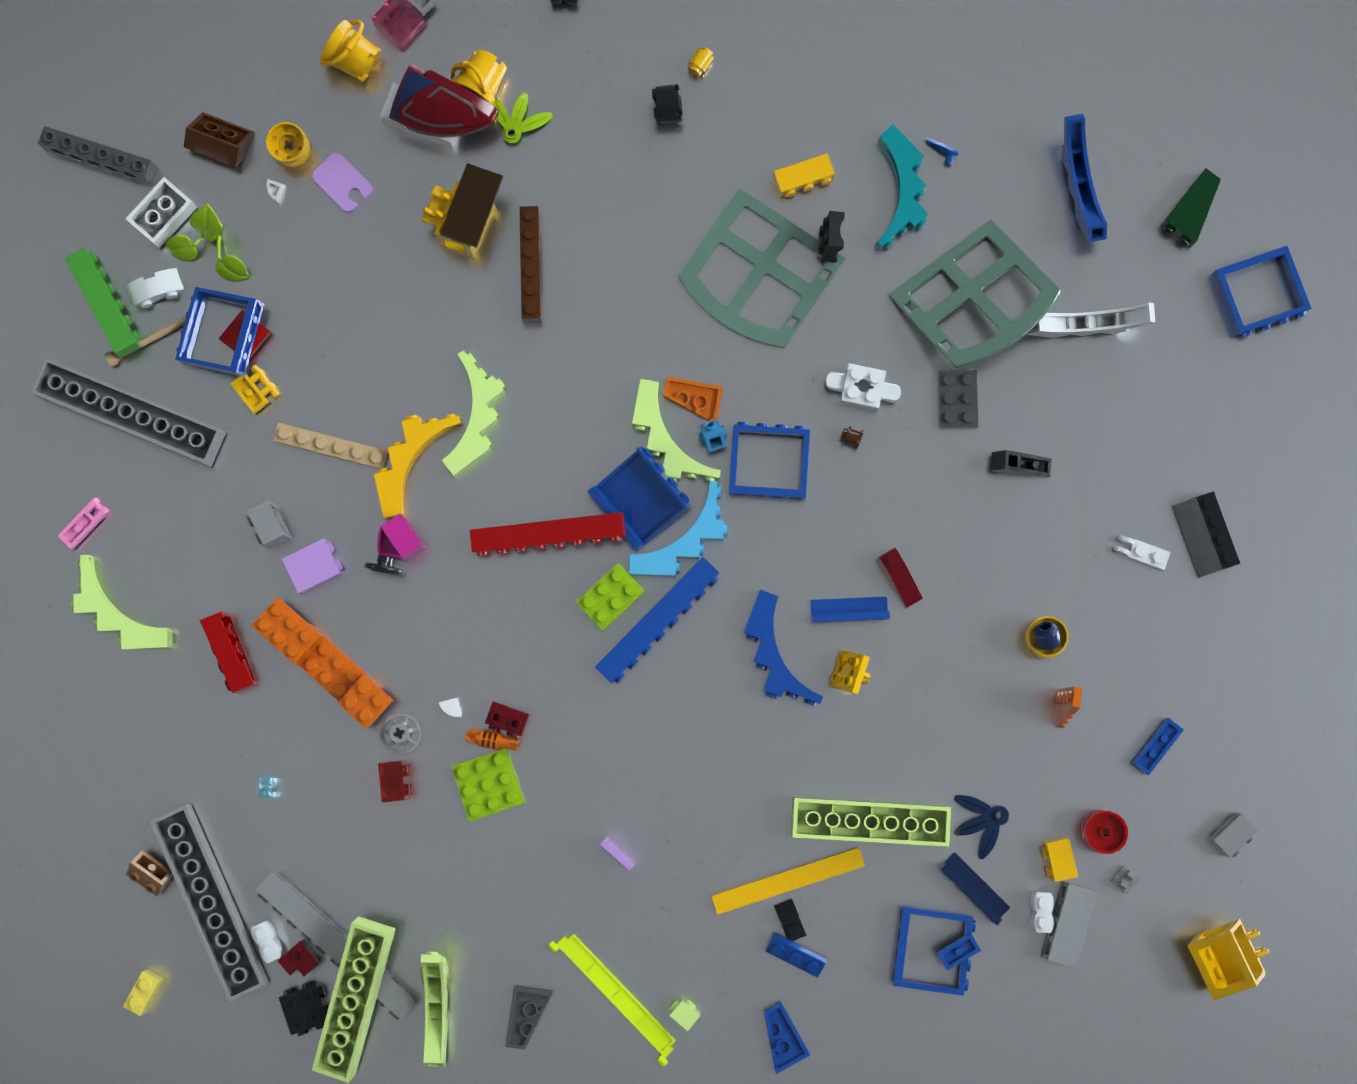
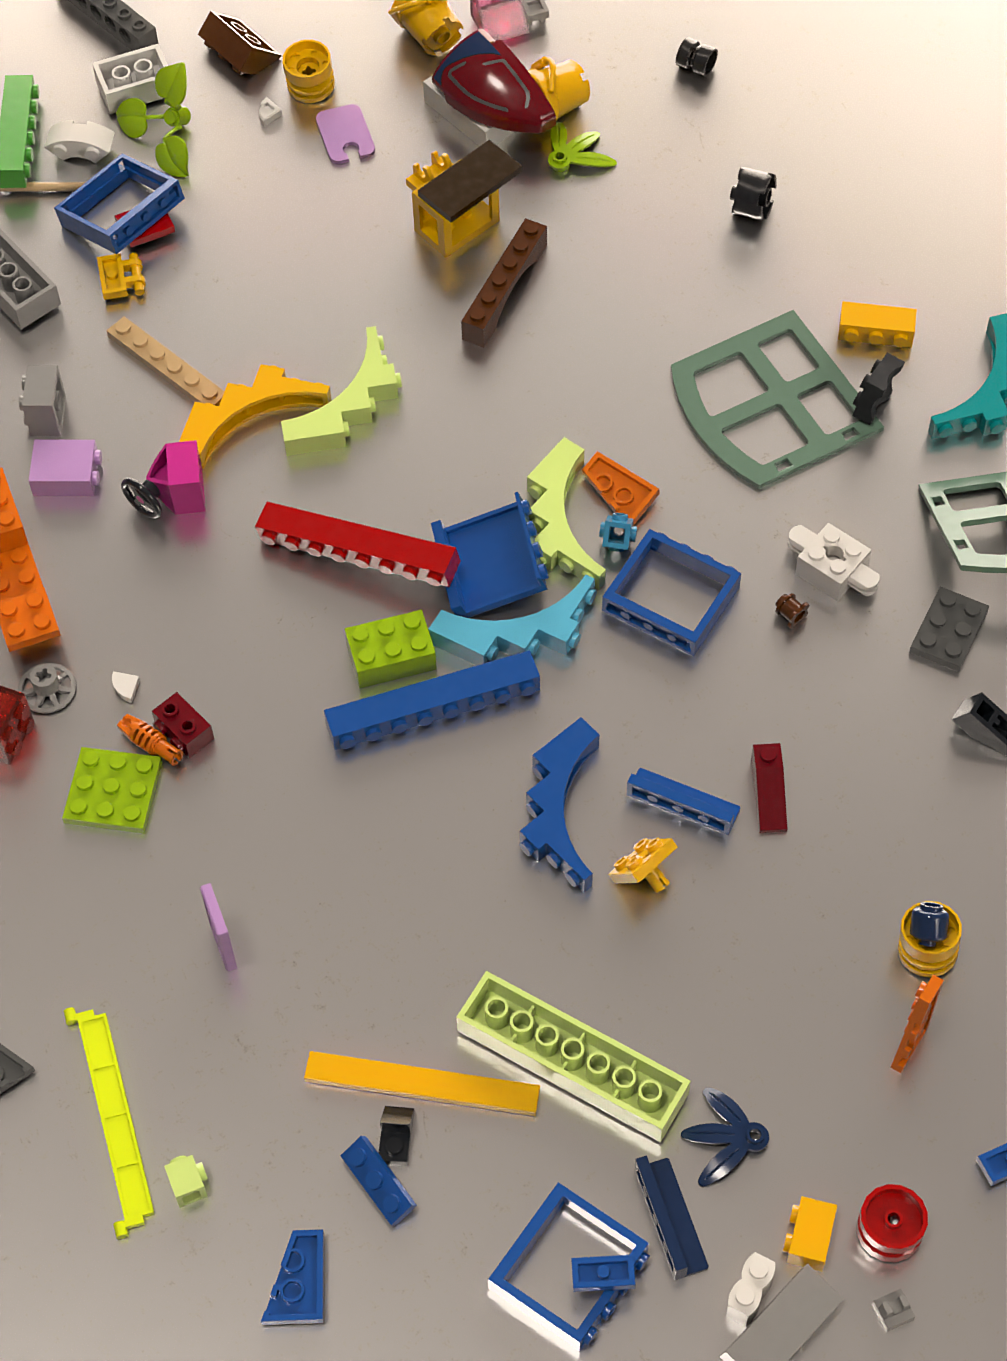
camera: 30 degrees right, 25 degrees down
(700, 61) = (814, 174): yellow brick -> none

